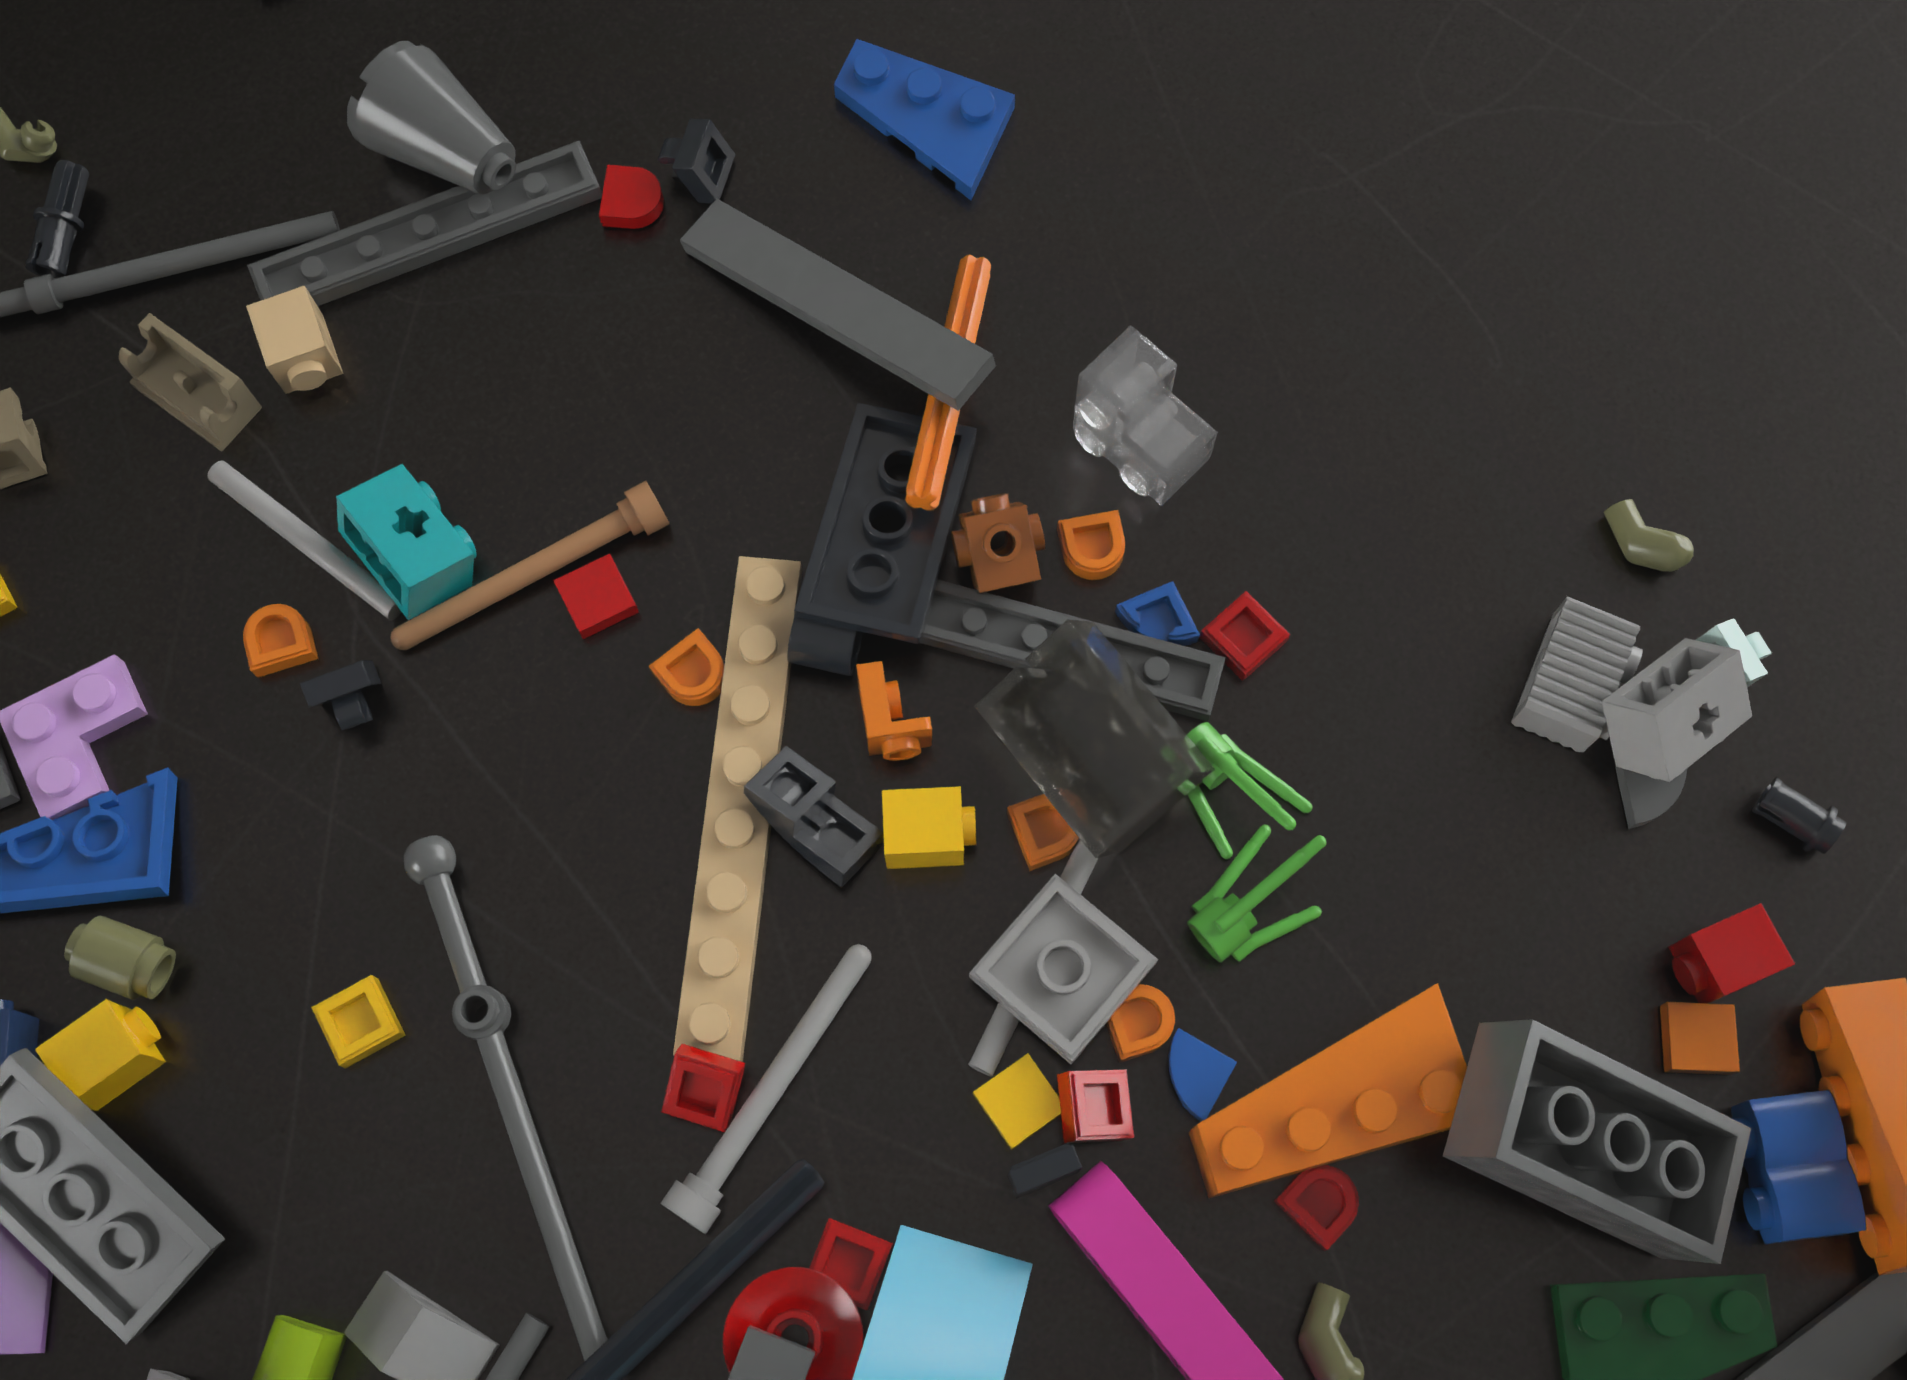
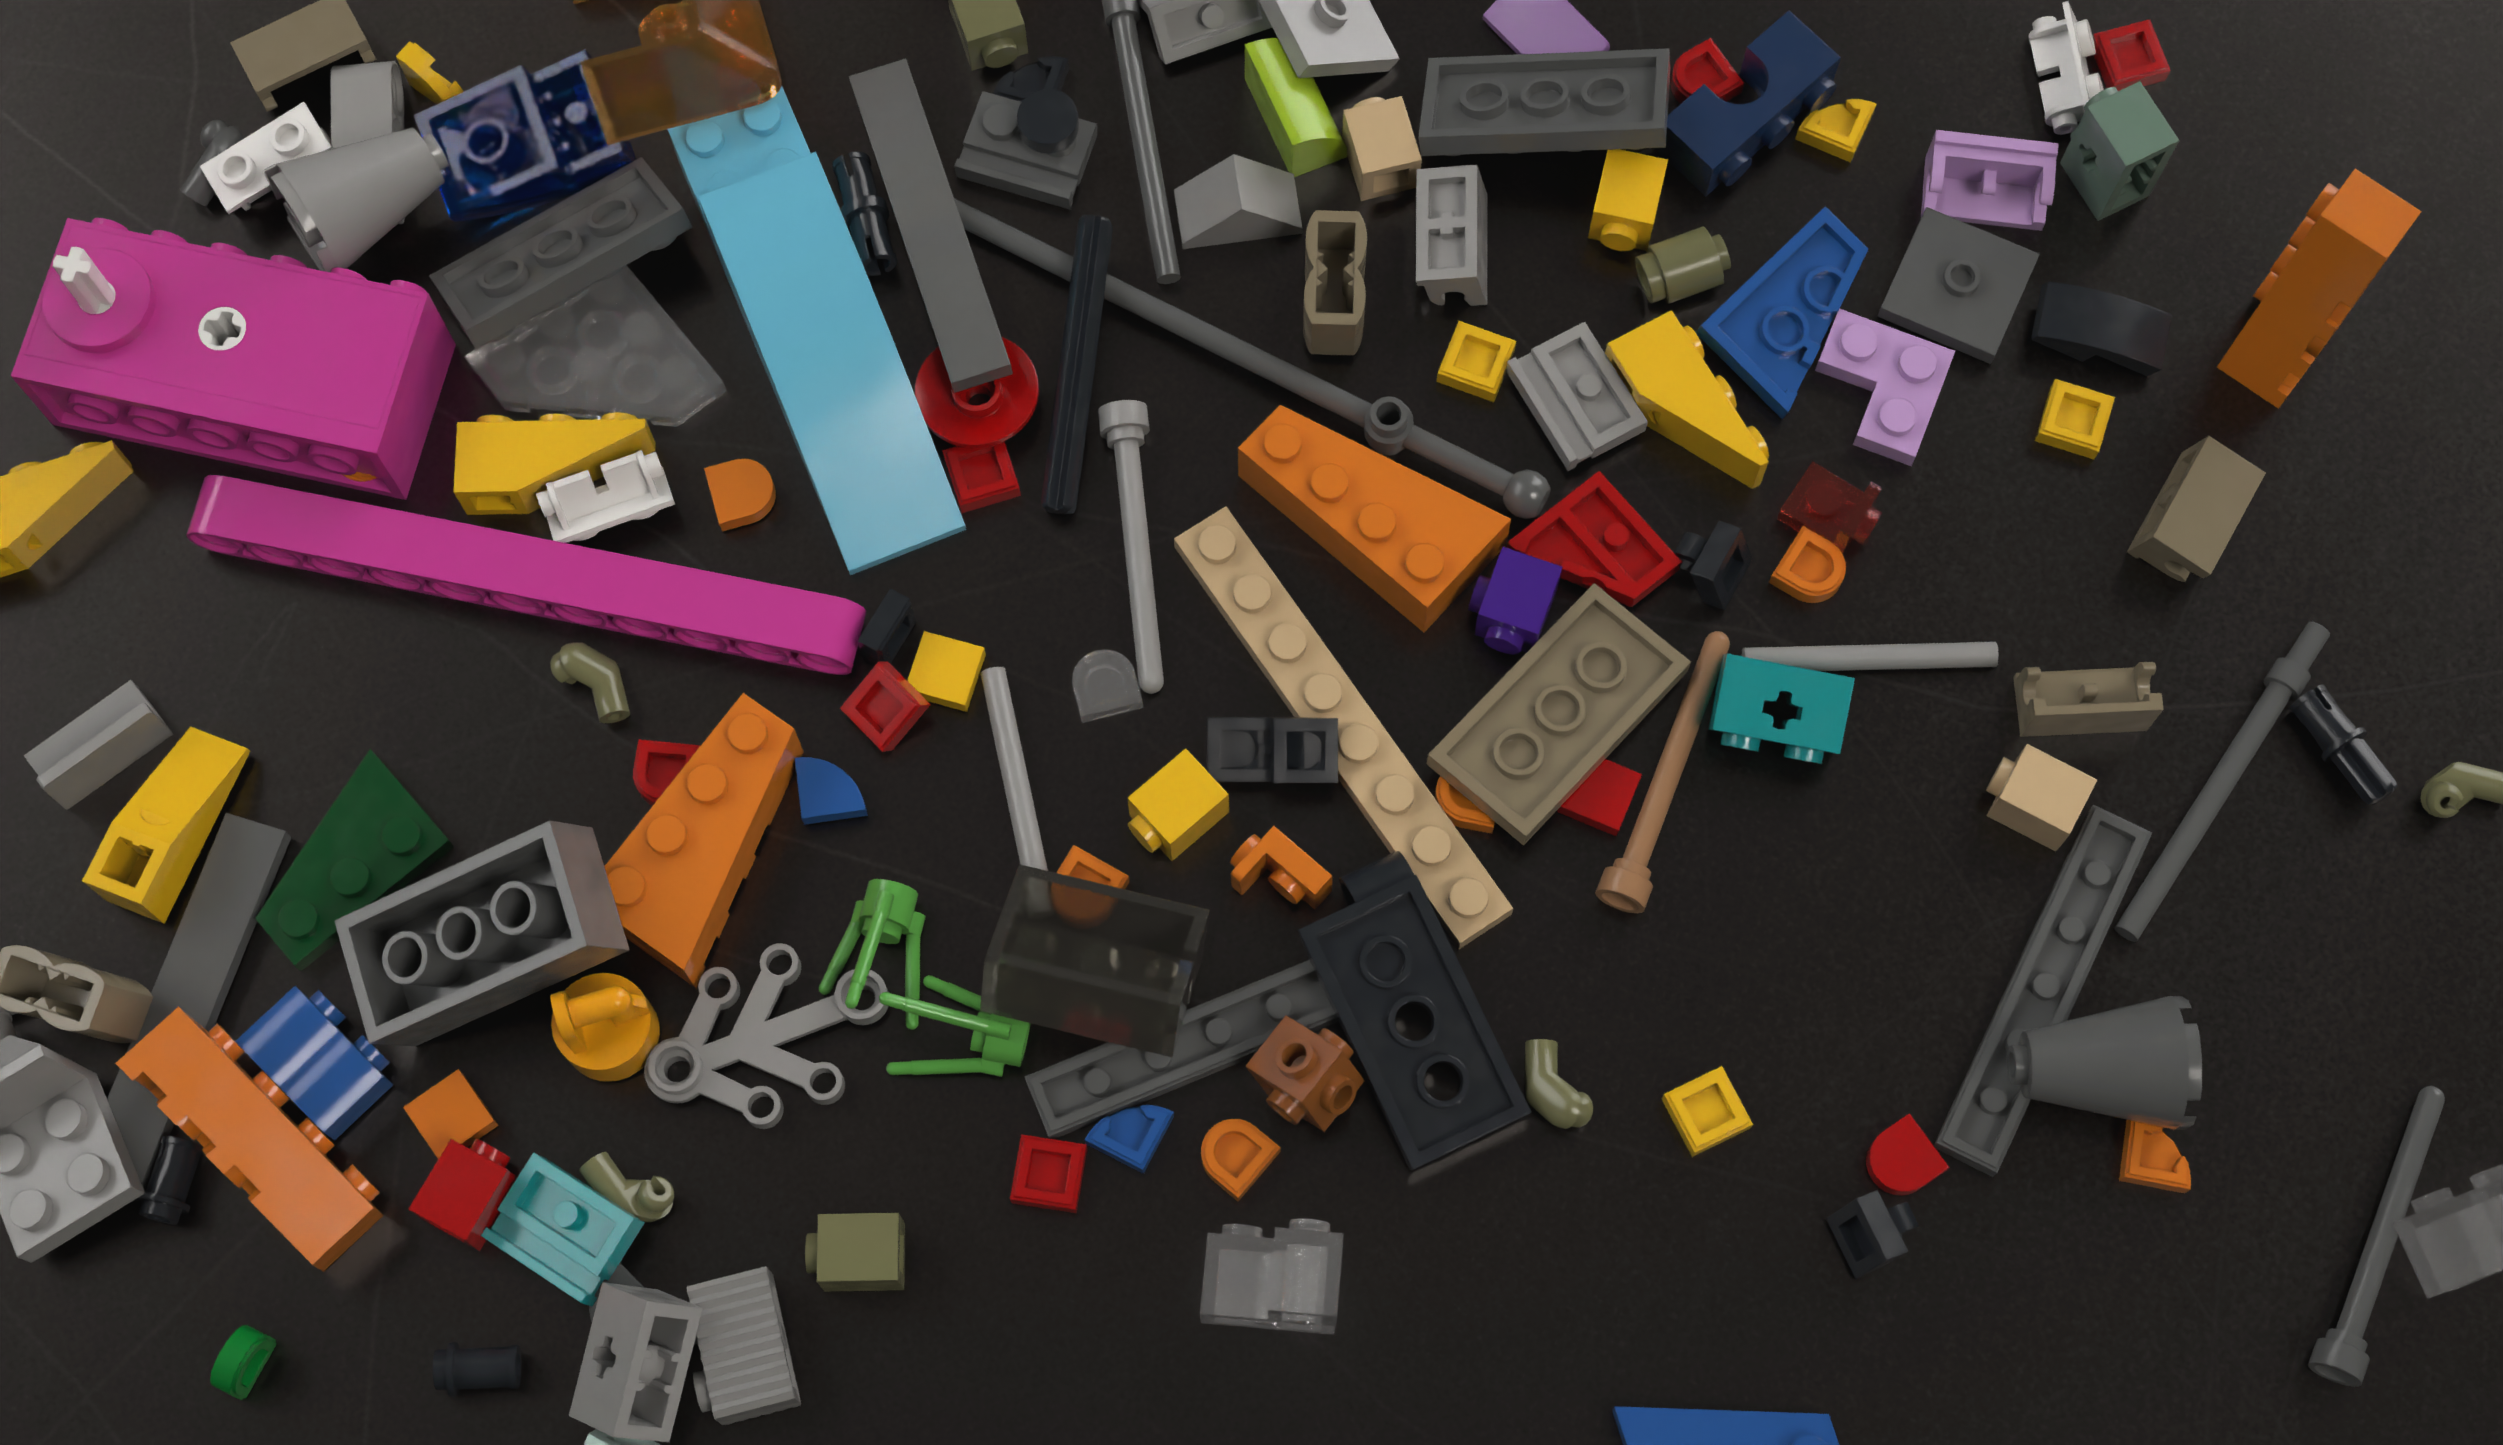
camera: 140 degrees right, 0 degrees up
(214, 665) = (1831, 507): none -> clear red bracket
(233, 851) = (1683, 398): none -> yellow slope
(247, 1286) = (1381, 147): none -> tan brick
(268, 1145) = (1451, 233): none -> light grey hinge
(311, 917) = (1576, 396): none -> light grey plate
(395, 1191) = (1334, 282): none -> dark tan brick
(413, 781) = (1600, 542): none -> red wing
(475, 74) = (2153, 1159): none -> orange tile
(521, 781) = (1514, 601): none -> dark purple brick
(563, 935) = (1376, 517): none -> orange wedge
(570, 667) = (1558, 713): none -> dark tan plate
(703, 1087) = (1184, 501): red tile -> none
(732, 325) = (1707, 1111): none -> yellow tile
(831, 415) = (1548, 1092): none -> olive arm
(839, 304) = (1626, 1180): dark grey tile -> none
(899, 982) = (1105, 685): none -> clear tile
(940, 419) = (1471, 1192): orange axle -> none
(1063, 968) = (985, 781): light grey tile -> none
(1141, 1023) = (902, 797): orange tile -> none
(1404, 908) = (755, 1040): none -> light grey plant
(1438, 676) = (857, 1252): none -> olive brick
(1528, 988) = (604, 1026): none -> light orange piece
(1593, 862) = (642, 1198): none -> olive arm
(1666, 867) = (563, 1229): none -> teal plate

